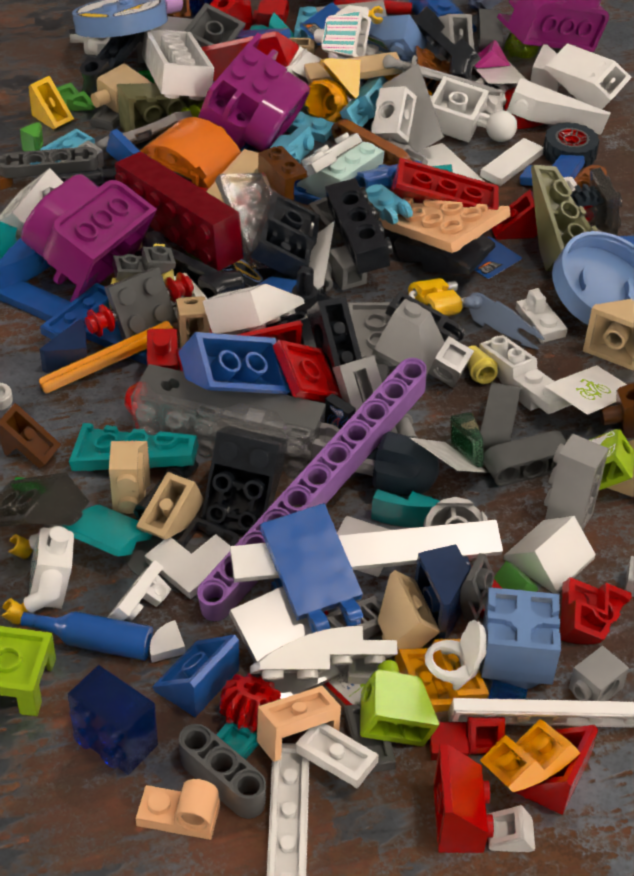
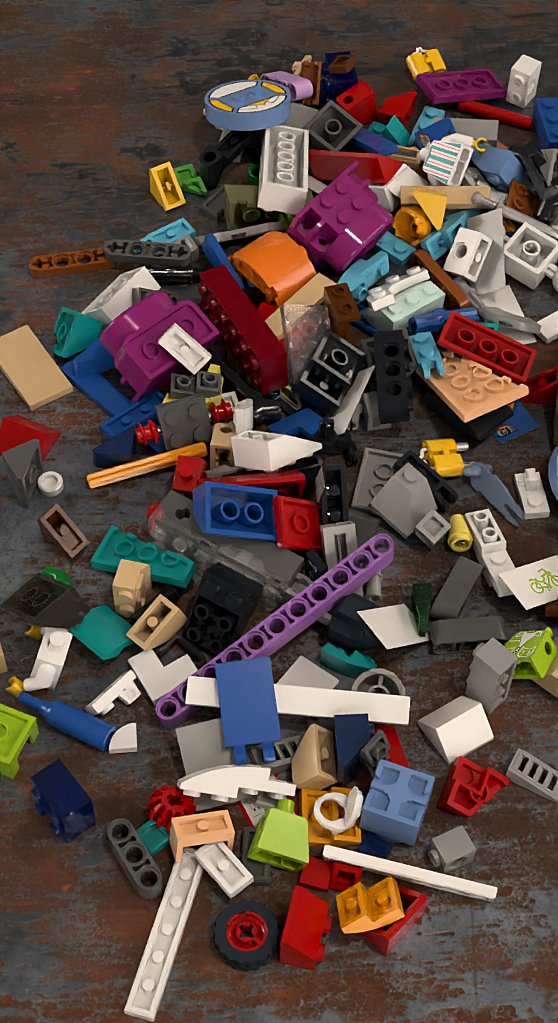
camera: 15 degrees right, 10 degrees up
(32, 137) = (142, 222): bright green slope -> none
(107, 85) = (232, 173): tan torso -> none
(125, 222) = (184, 348): none -> white hinge
(178, 812) = (100, 884): light nougat plate -> none
(200, 673) = (141, 773): blue slope -> none
(206, 283) = (243, 416): none -> white slope
(321, 326) = (318, 487): none -> light grey sticker
(403, 842) = (246, 952): none -> black wheel
(461, 167) = (510, 320): none -> light grey tile
(512, 831) = (340, 959): white slope -> none
(513, 578) = (416, 748): bright green slope -> none

